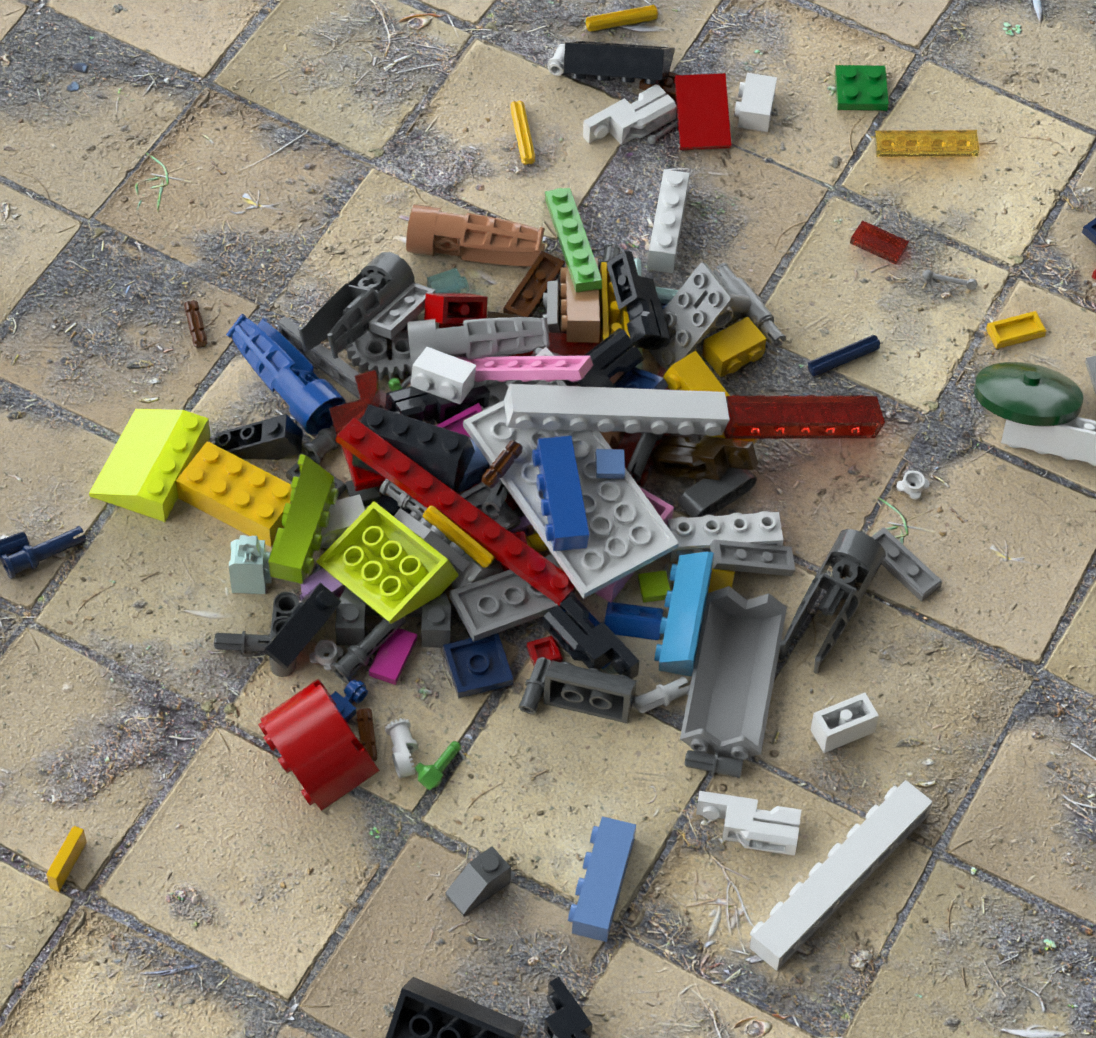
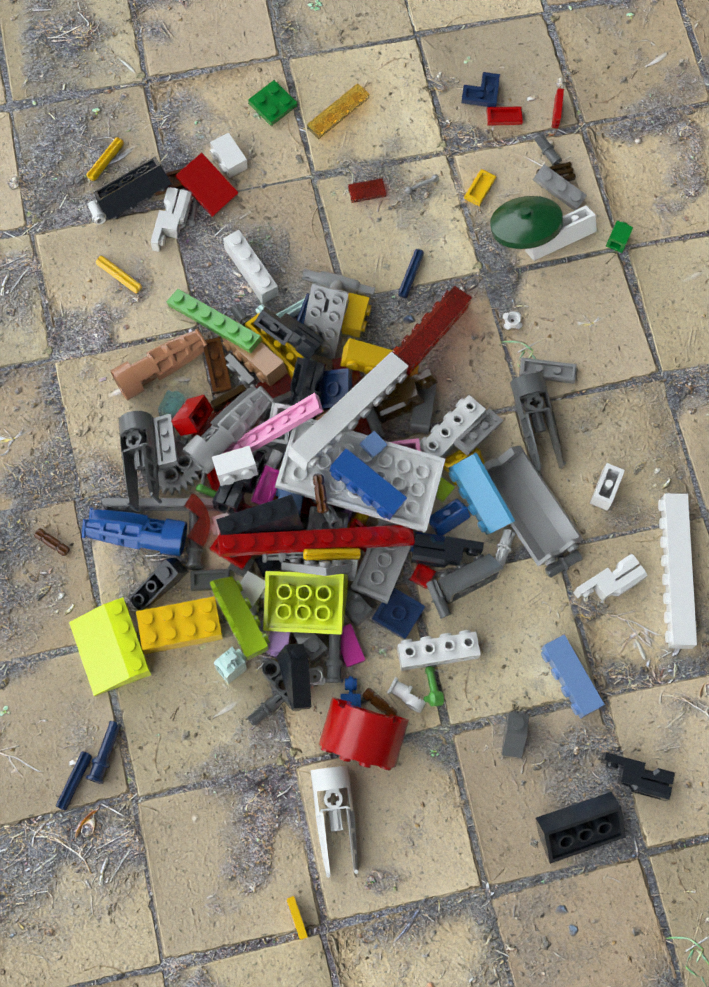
camera: 45 degrees left, 15 degrees up
(230, 755) = (331, 780): none -> white piece
(482, 733) = (438, 650): none -> white brick

